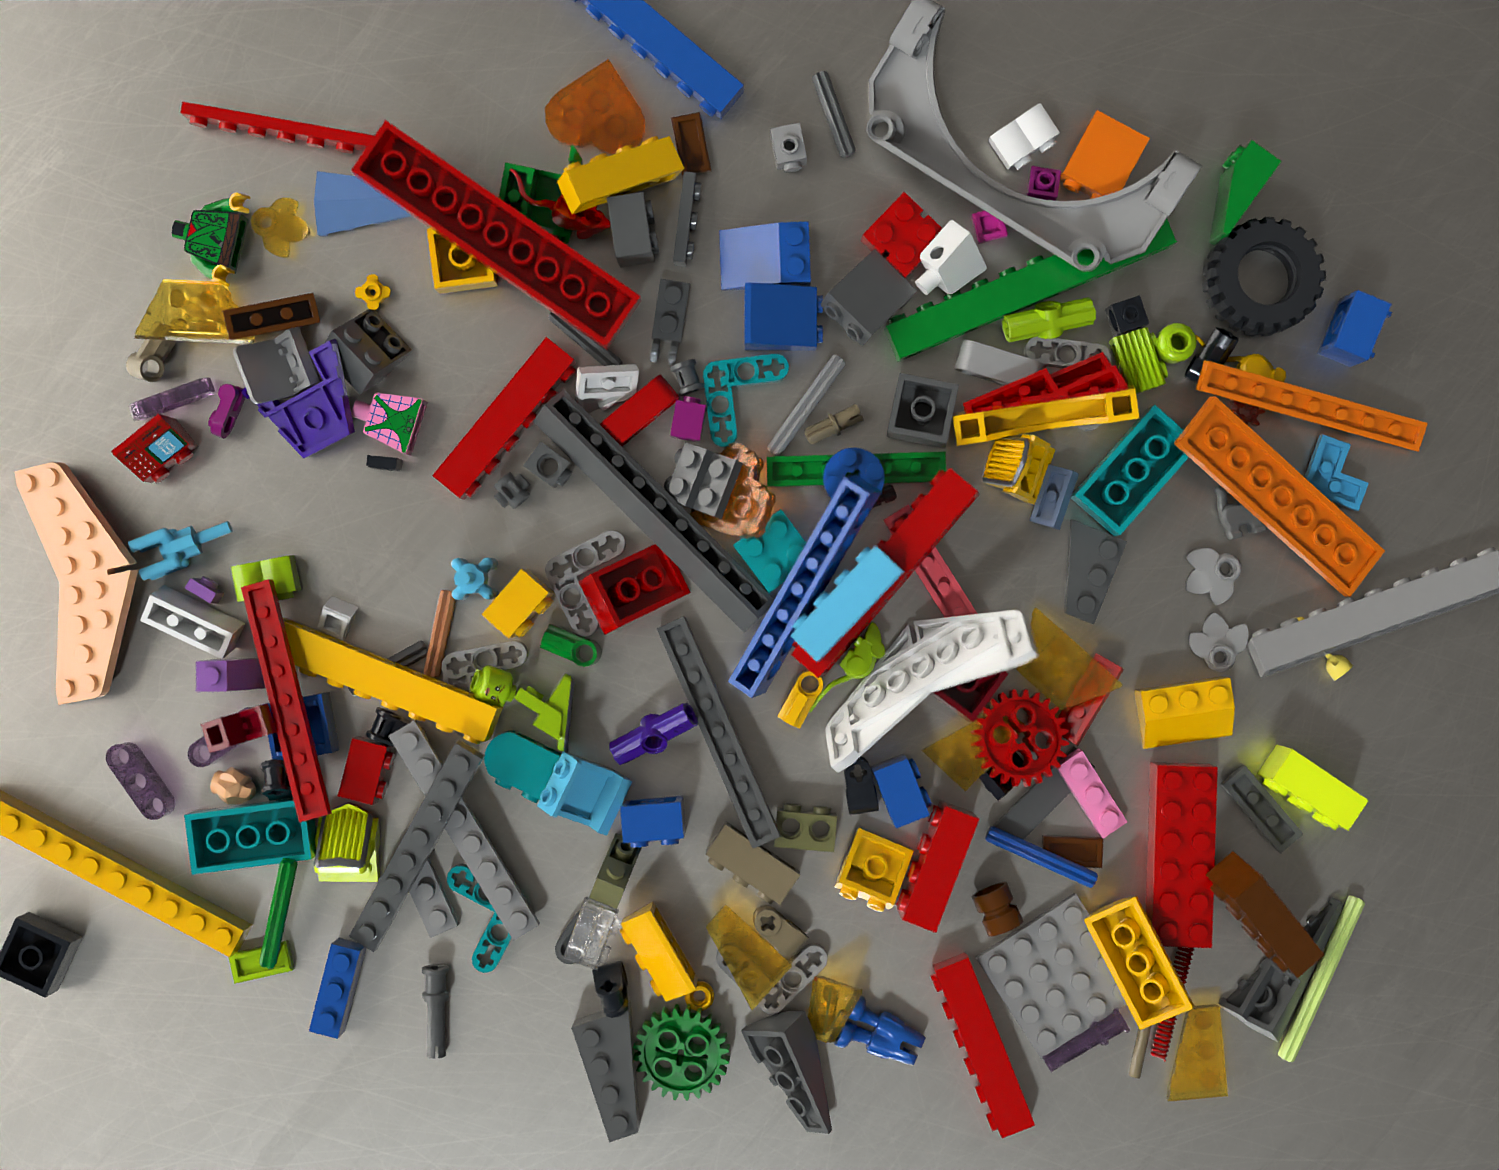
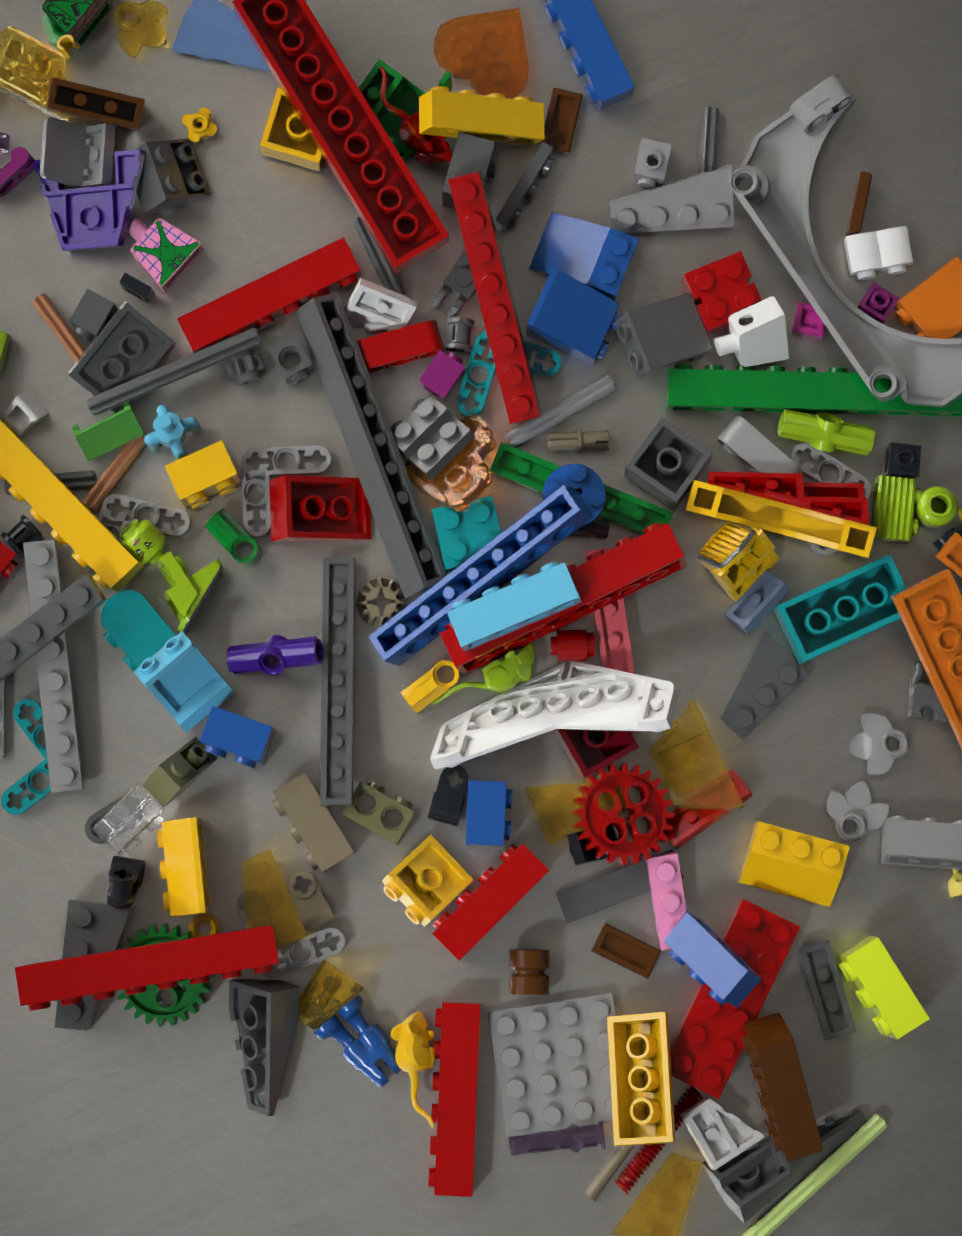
camera: 20 degrees right, 5 degrees down
(339, 531) = (59, 326): none -> nougat axle
(357, 505) = (92, 315): none -> dark grey brick
(398, 531) = (120, 352): none -> dark grey plate
(419, 603) = (108, 433): none -> bright green hinge
(451, 524) = (174, 371): none -> dark grey axle
(666, 1060) = (146, 965): none -> red brick
(704, 330) = (495, 296): none -> red brick
(711, 639) = (369, 592): none -> dark tan gear
(835, 171) = (681, 205): none -> light grey wing
(909, 607) = (573, 645): none -> red brick
(929, 1023) = (414, 1052): none -> yellow animal
(988, 101) = (858, 203): none -> reddish brown tile
(1041, 856) = (593, 940): blue axle -> none
(1155, 833) = (711, 961): none -> brick
(1222, 974) = (718, 1132): none -> white wing

